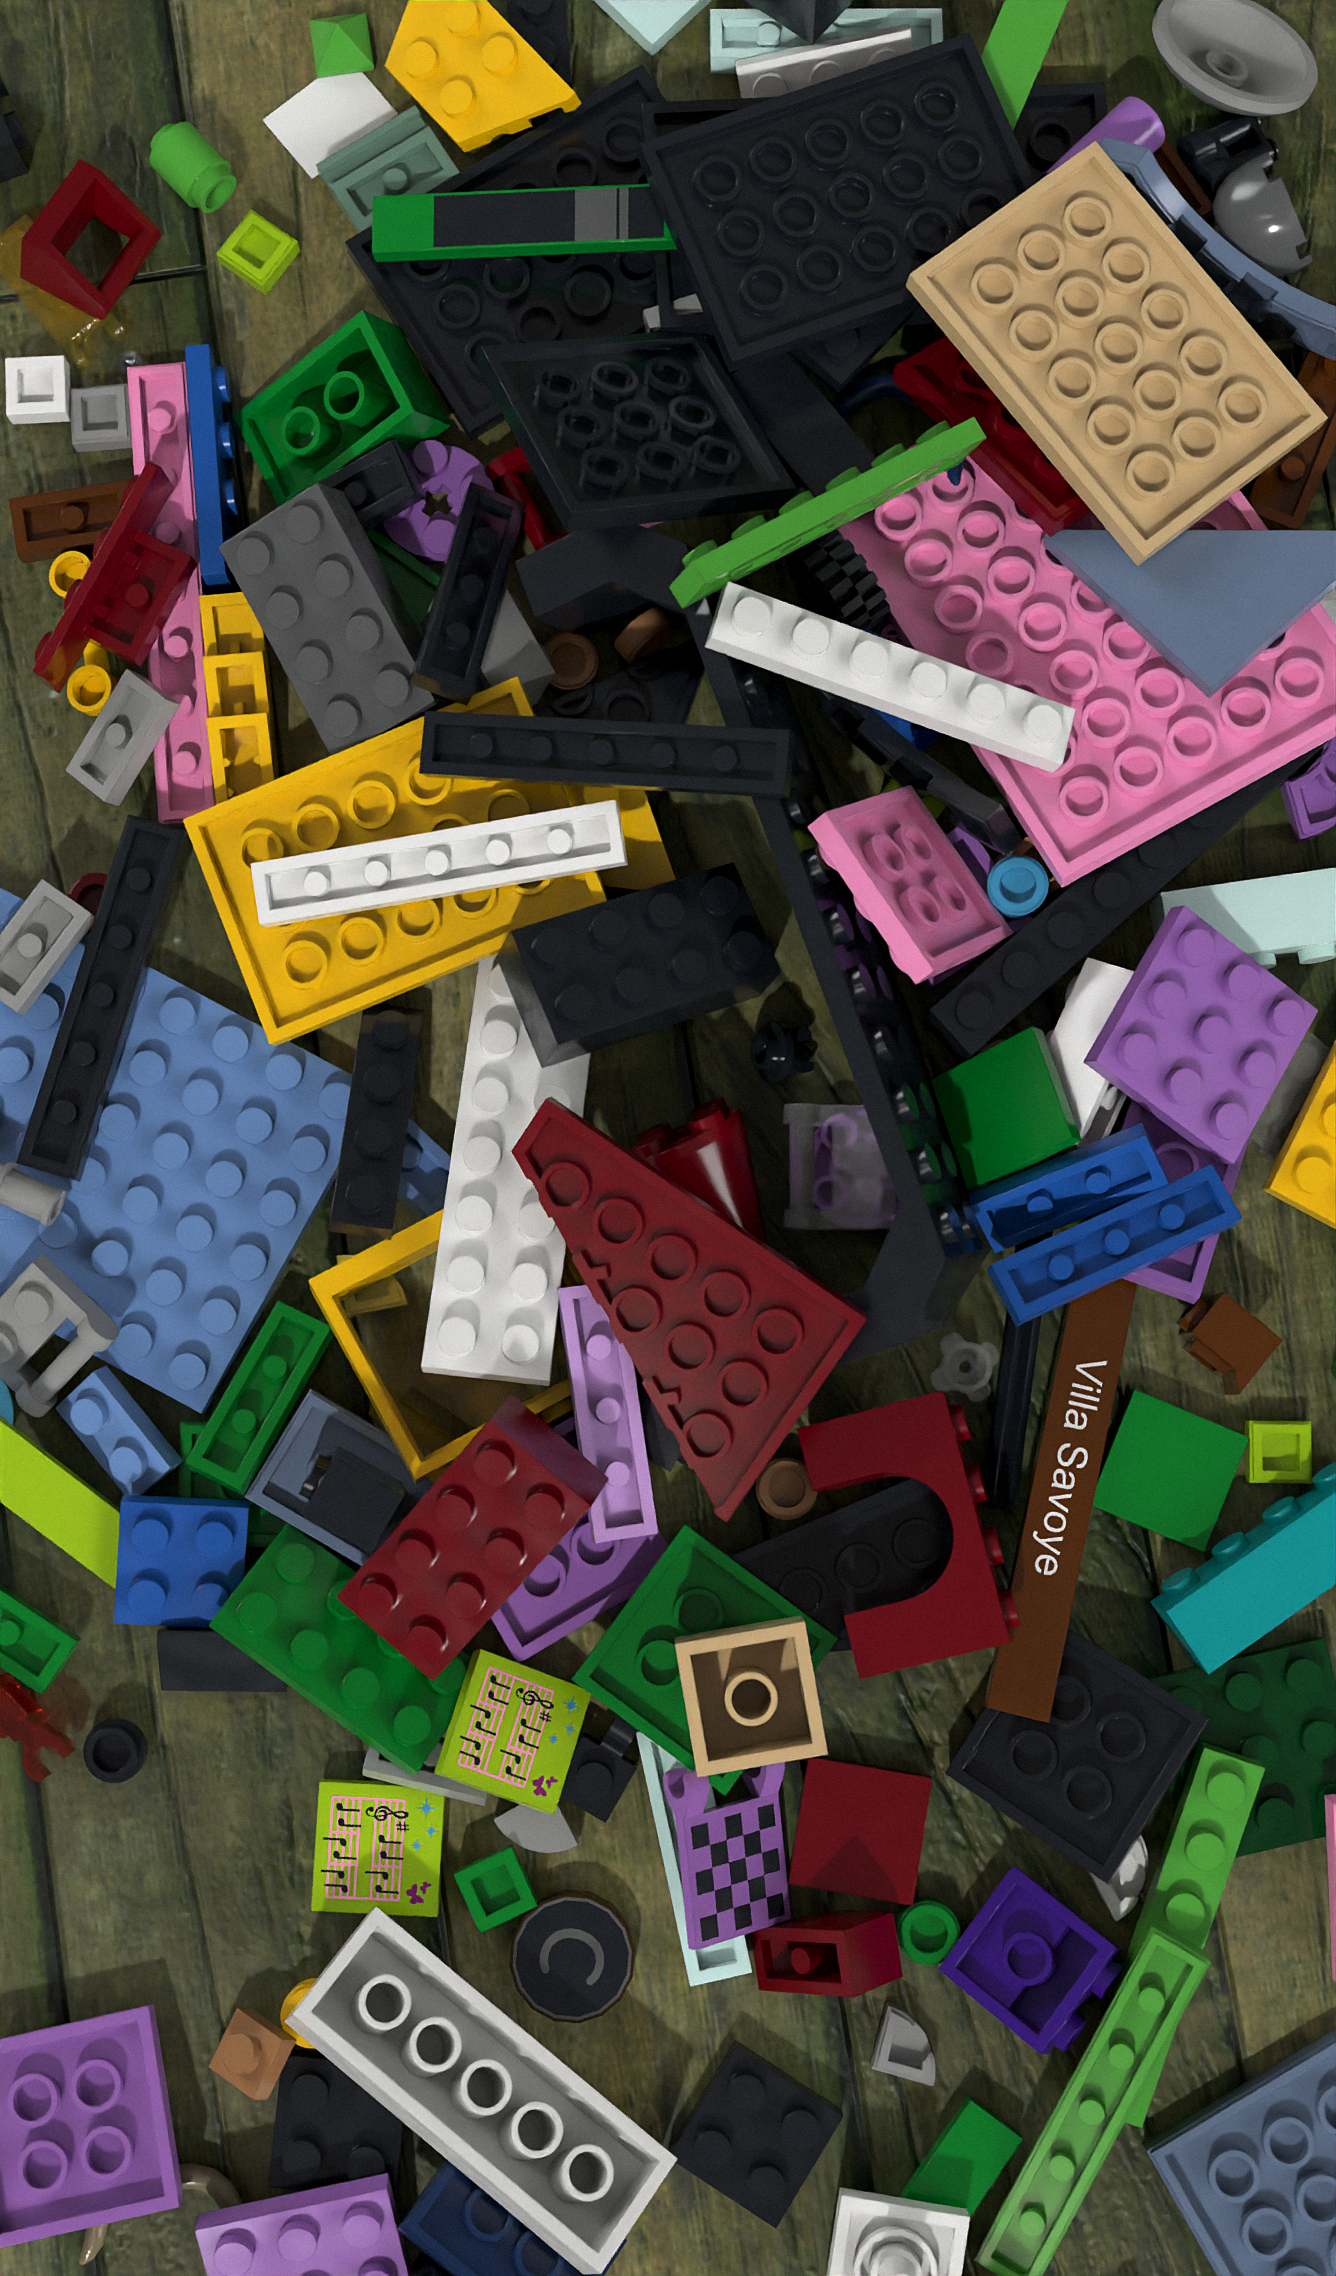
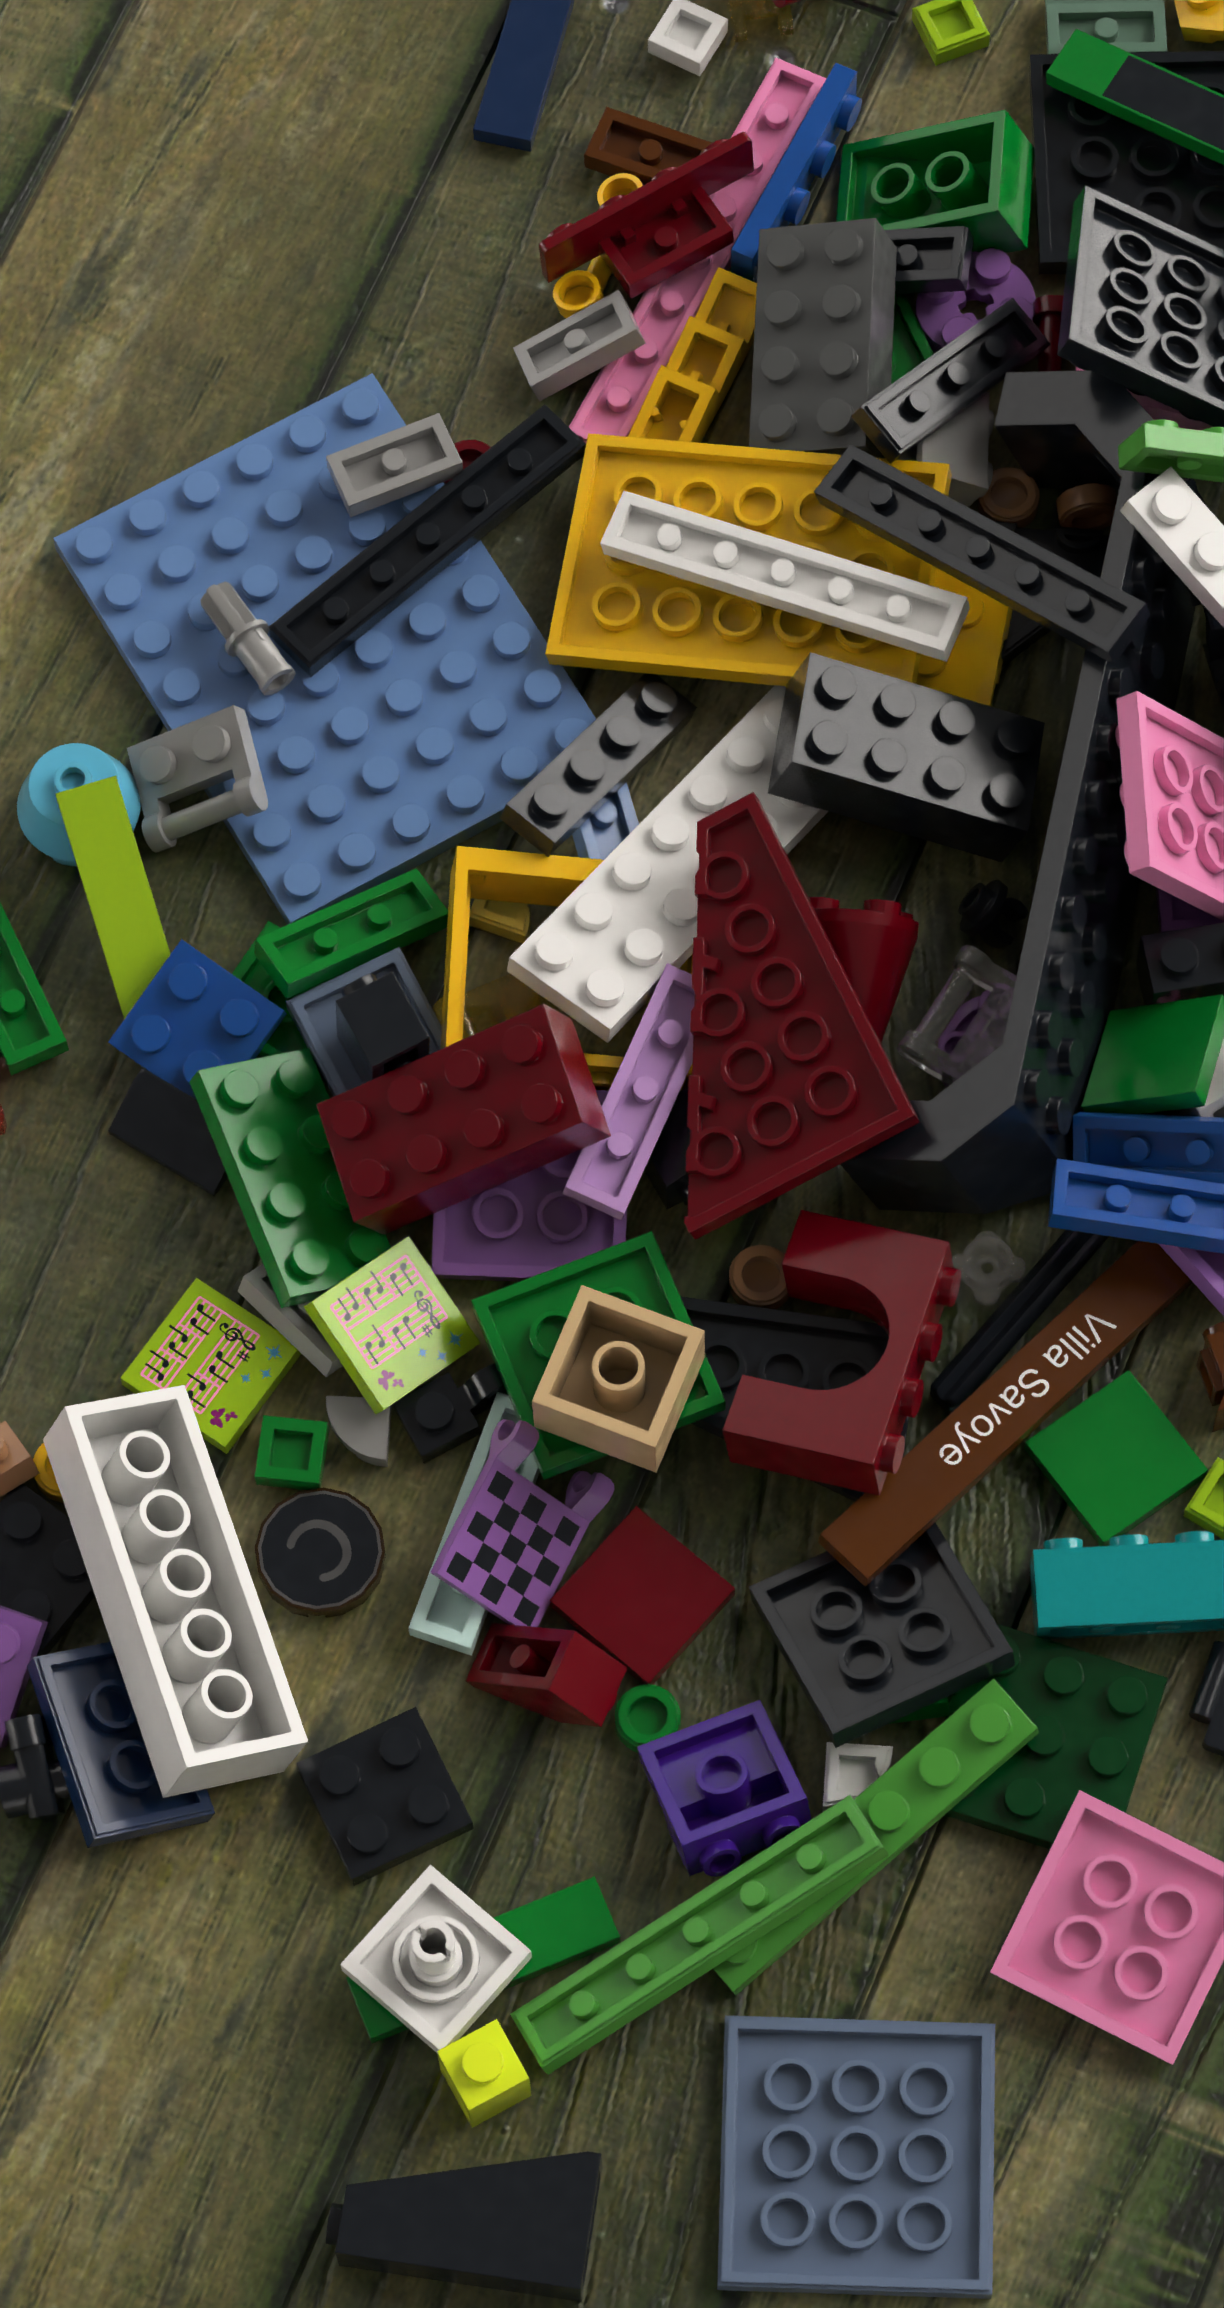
camera: 35 degrees right, 15 degrees down
(100, 418) = (726, 87): light grey tile -> none
(115, 1750) = (38, 1154): black plate -> none
(118, 1433) = (210, 896): medium blue plate -> none
(903, 2047) = (562, 1803): light grey tile -> none

